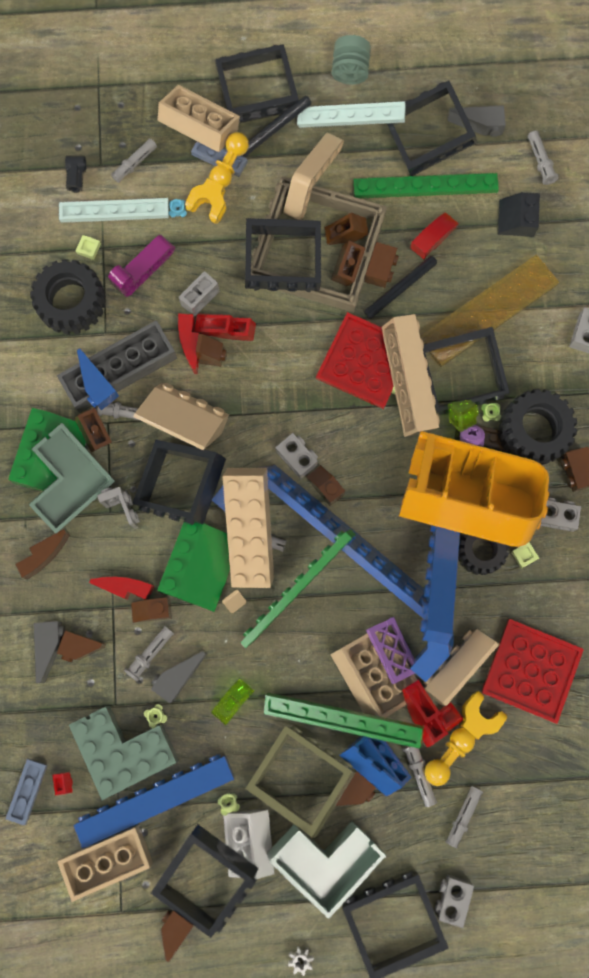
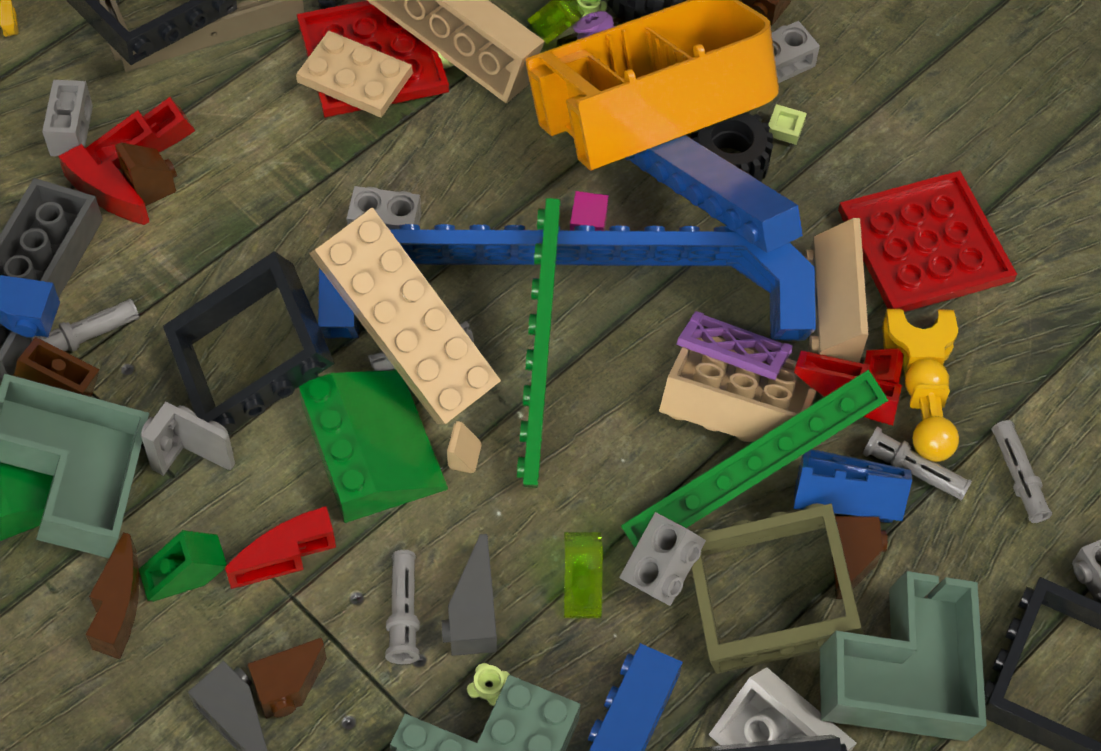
camera: 45 degrees left, 20 degrees down
(78, 561) = (182, 565): none -> green slope
(151, 610) = (354, 546): reddish brown slope -> none
(182, 416) = (177, 261): tan slope -> none
(226, 799) = (704, 710): yellowish green plate -> none
(260, 728) = (658, 556): none -> light grey brick
(326, 485) = (458, 211): reddish brown slope -> none
(344, 369) = (354, 73): none -> tan plate
(385, 532) = (589, 210): none -> dark pink brick

